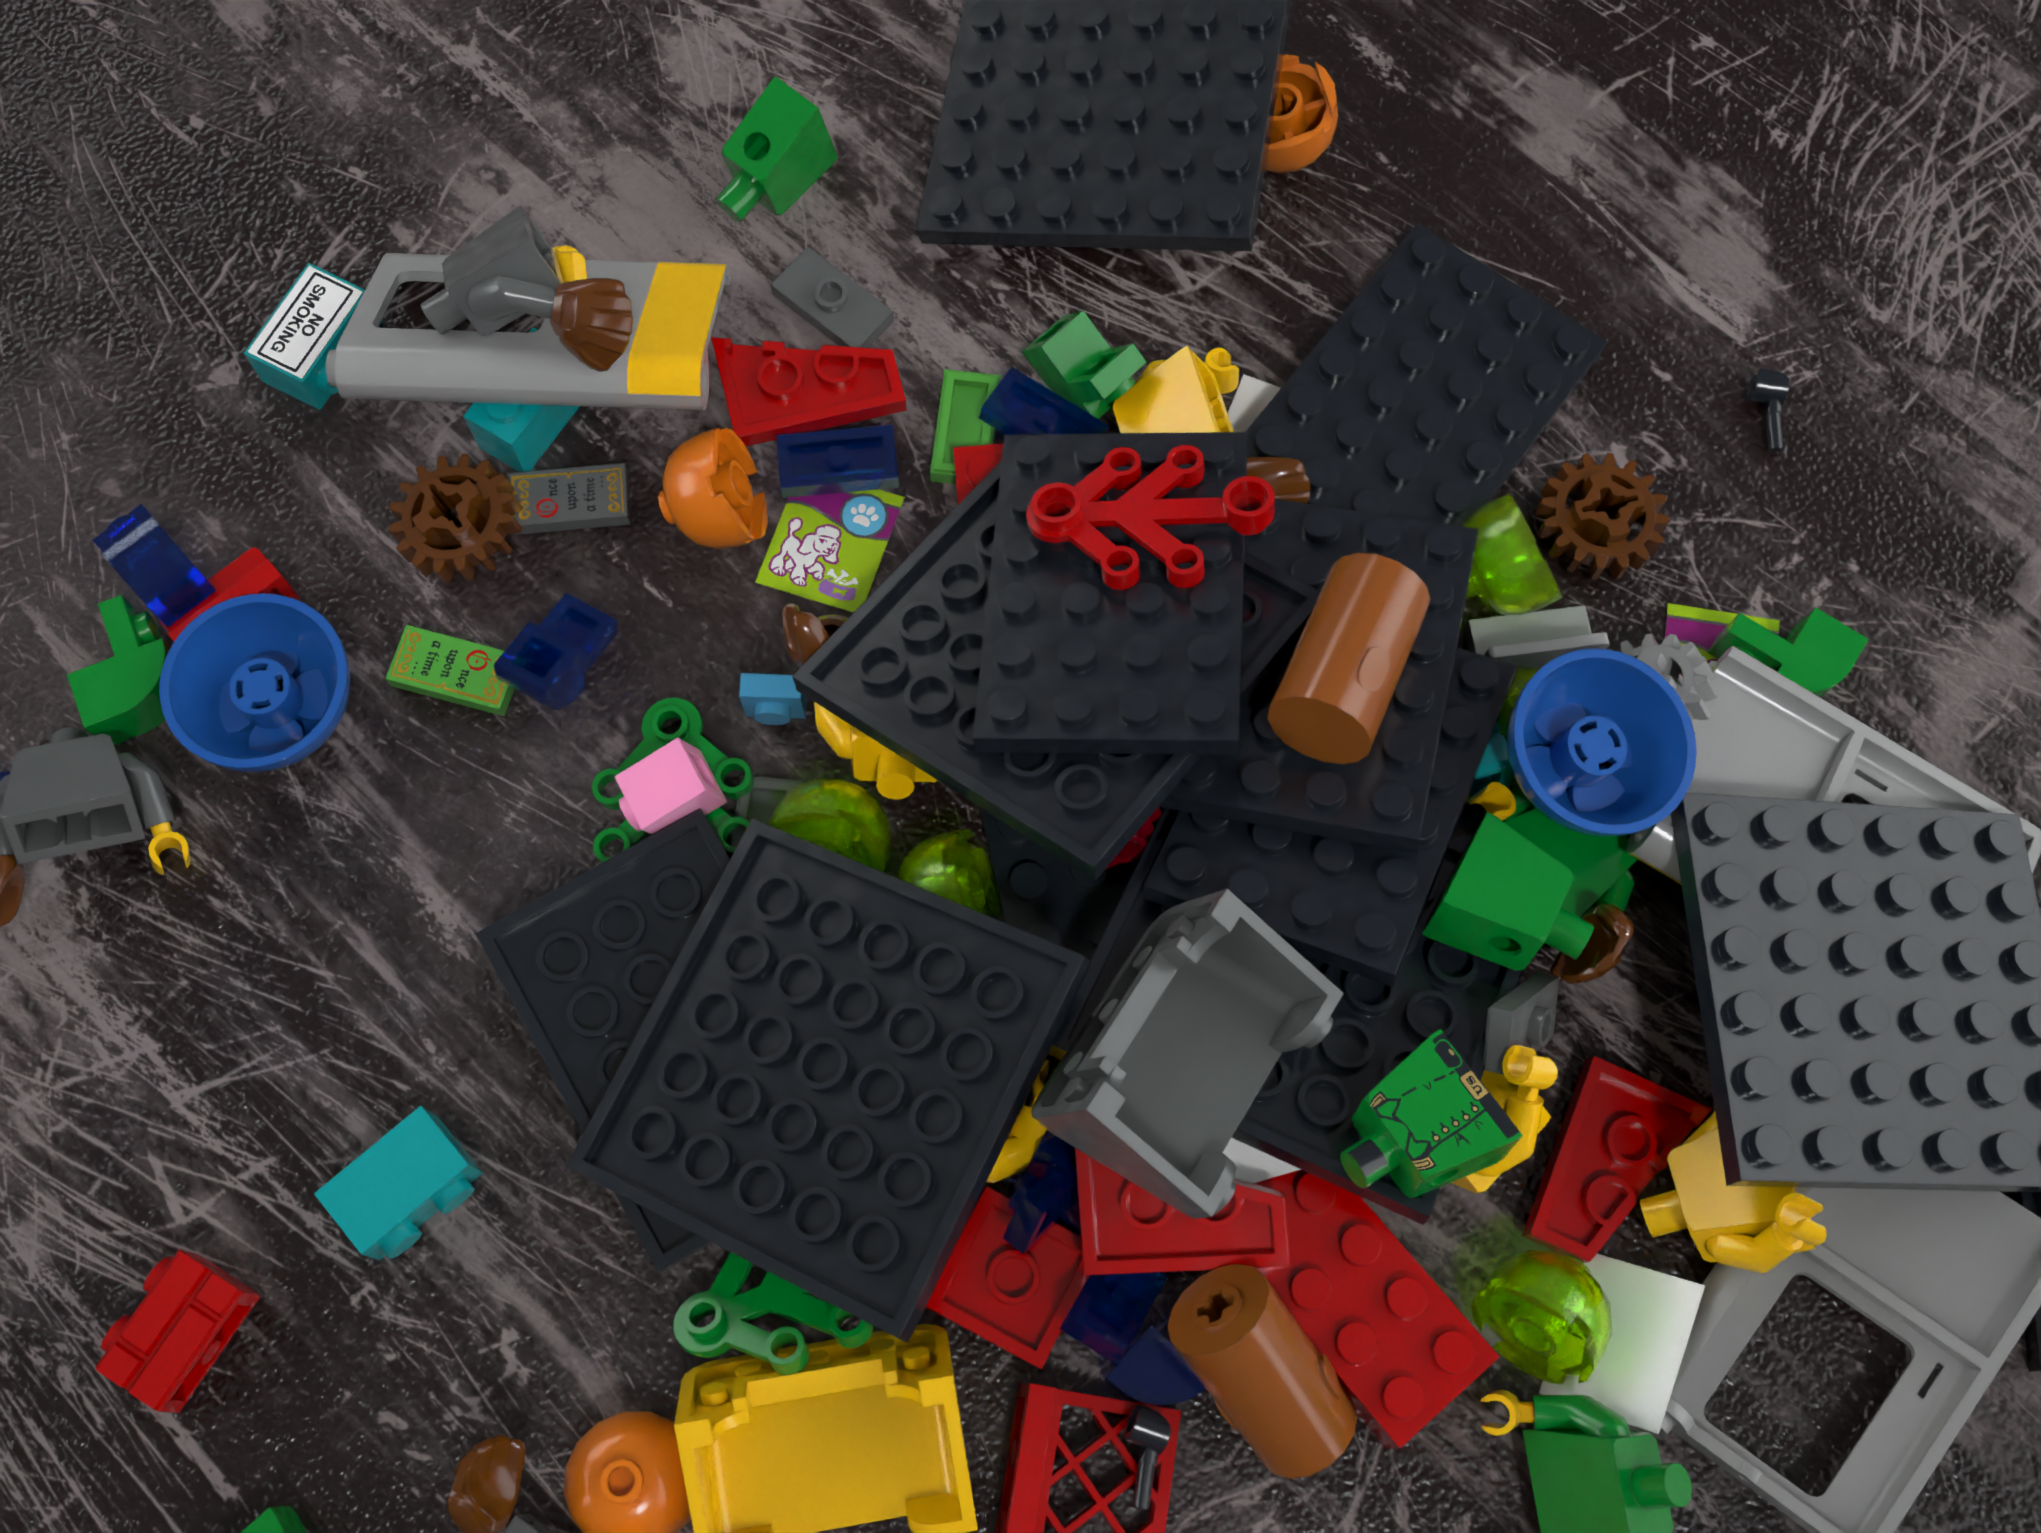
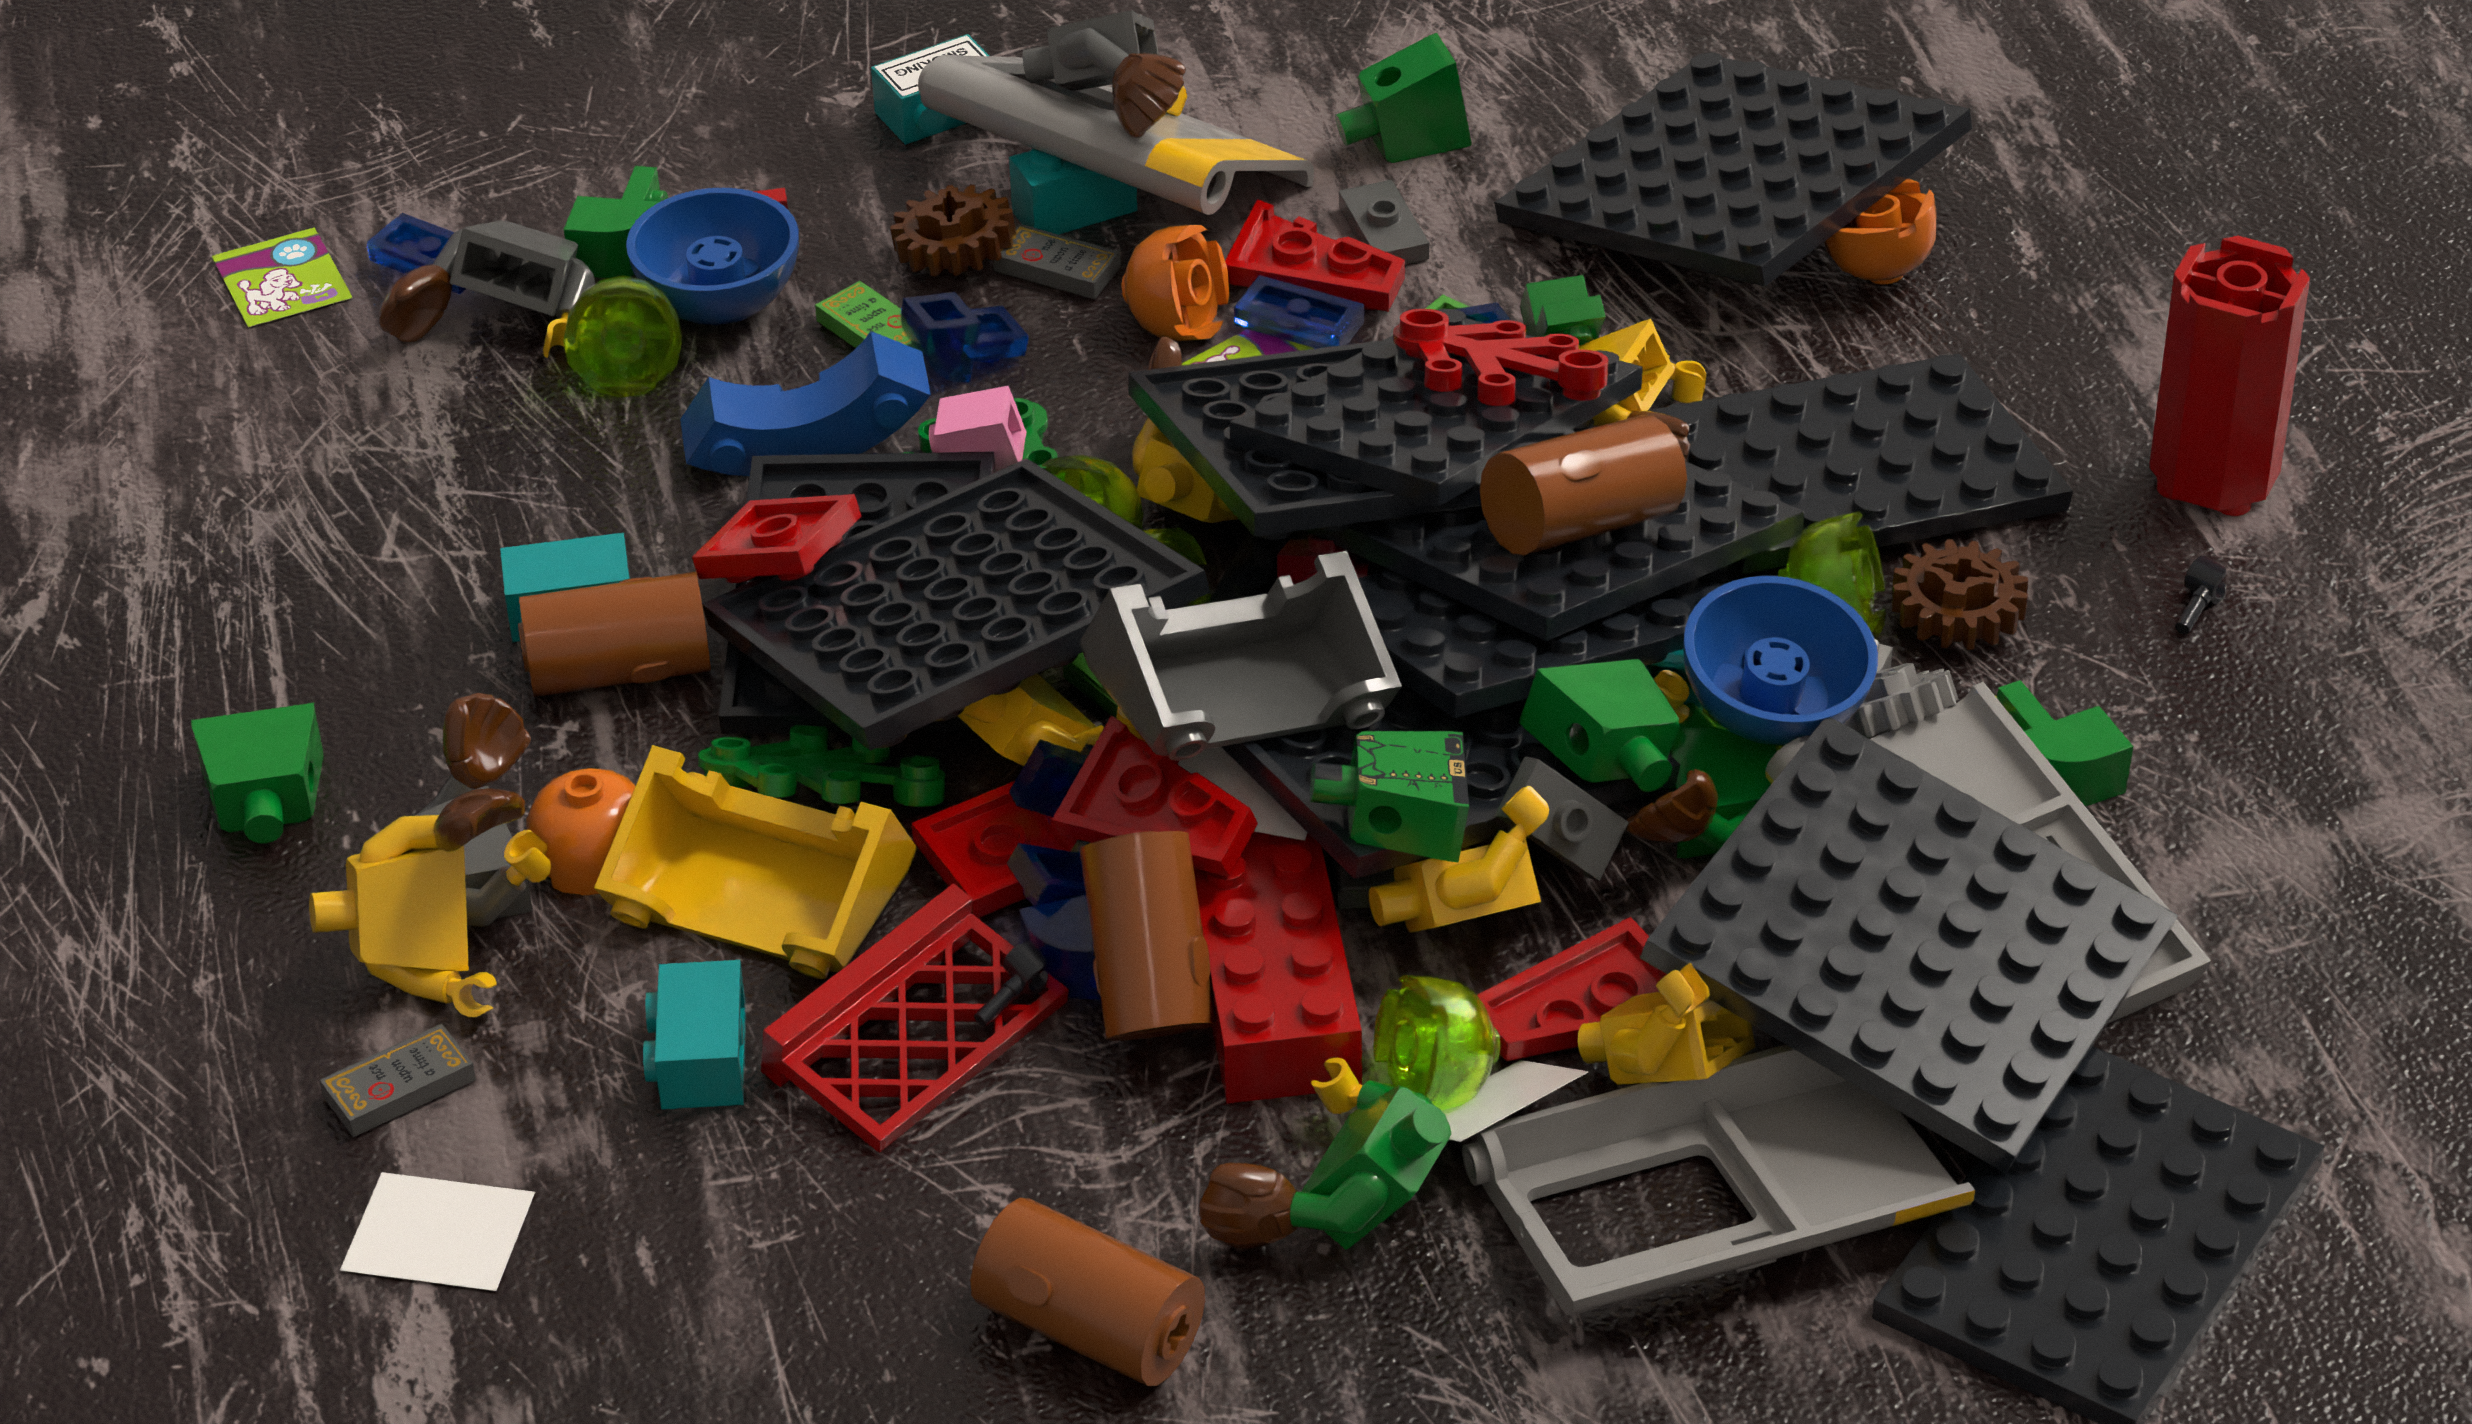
camera: 35 degrees right, 30 degrees down
(153, 565) = (694, 162): clear blue brick -> none
(175, 1330) = (332, 599): red brick -> none
(235, 832) = (622, 336): none -> clear neon green cylinder
(494, 1236) = (614, 634): none -> dark orange piece
(519, 810) = (842, 413): none -> blue brick
(590, 1056) = (776, 538): none -> red plate
(771, 698) = (1112, 425): dark azure plate -> none
(1728, 183) = (2228, 374): none -> red brick

